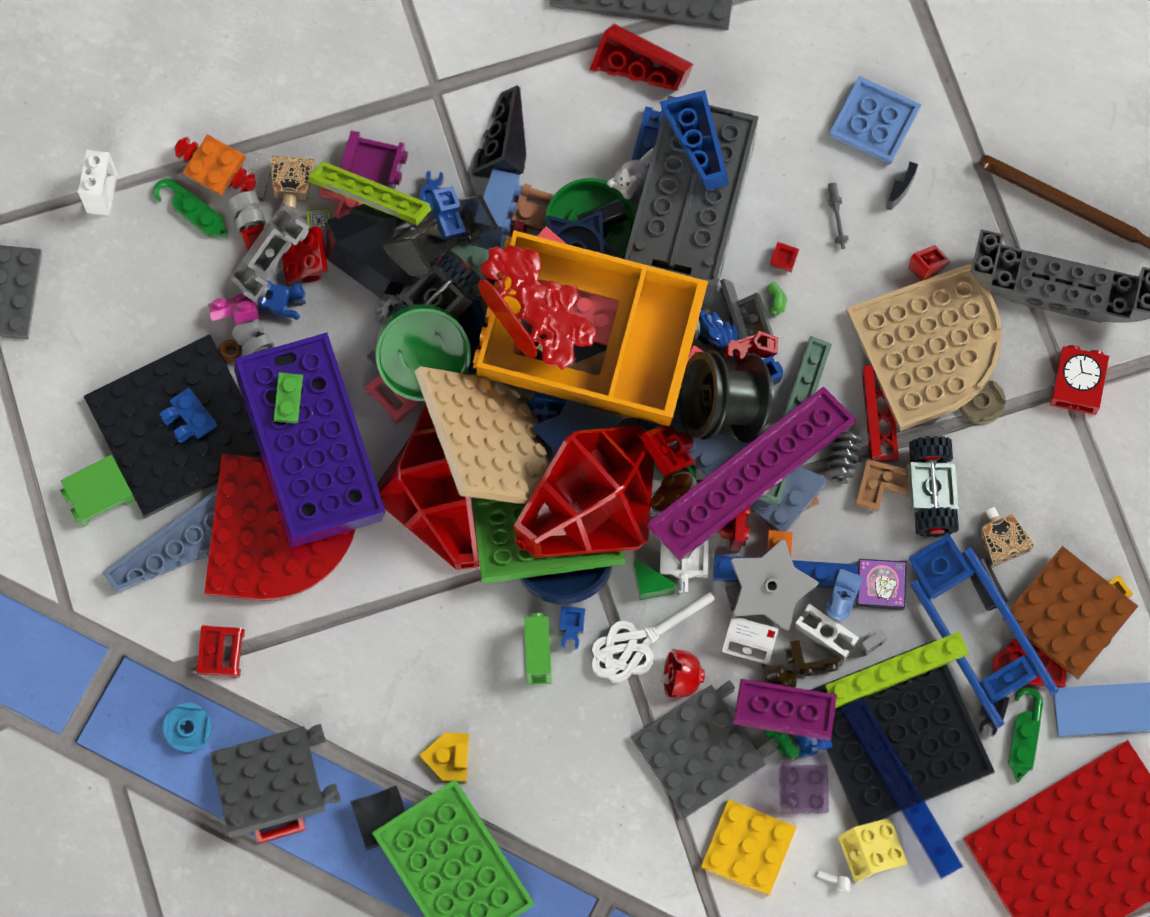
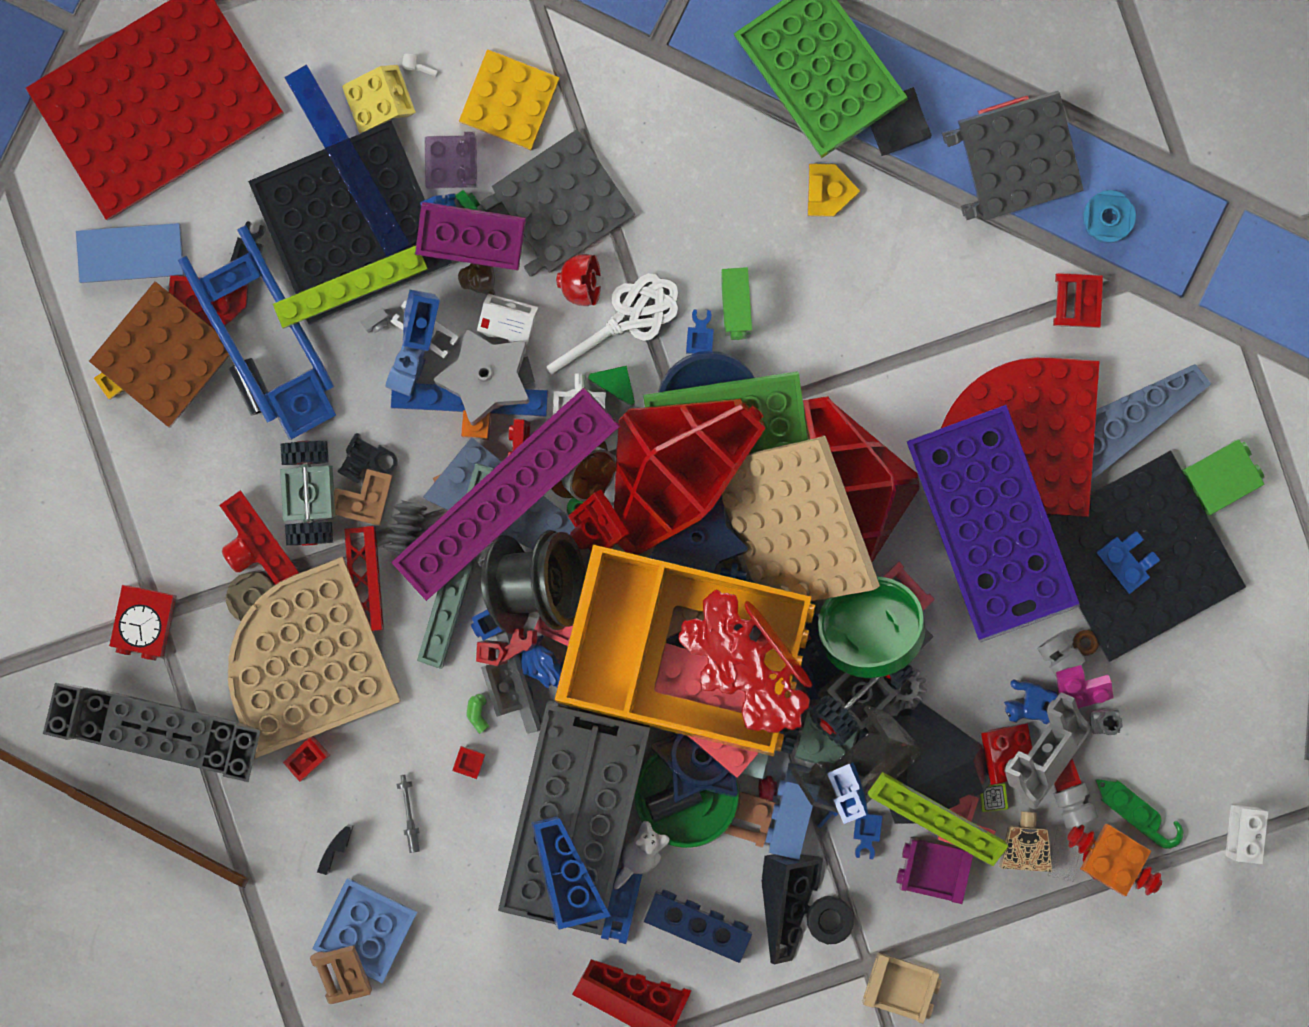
camera: 175 degrees left, 15 degrees up
(216, 275) = (1105, 721): none -> dark grey piece
(288, 398) = (1018, 560): bright green plate -> none
(406, 68) = (901, 988): none -> tan panel
(462, 109) = (846, 920): none -> black tyre
(577, 108) = (732, 948): none -> dark blue brick
(795, 656) = (459, 303): dark brown bracket -> none
(831, 633) = (419, 319): none -> blue slope
(882, 584) = (364, 388): tile -> none
(884, 523) = (362, 454): none -> black piece
(889, 83) = (348, 973): none -> medium nougat plate
(980, 446) = (254, 541): none -> red plate
(1003, 538) = (232, 438): torso -> none
(1025, 735) = (213, 222): green plate -> none

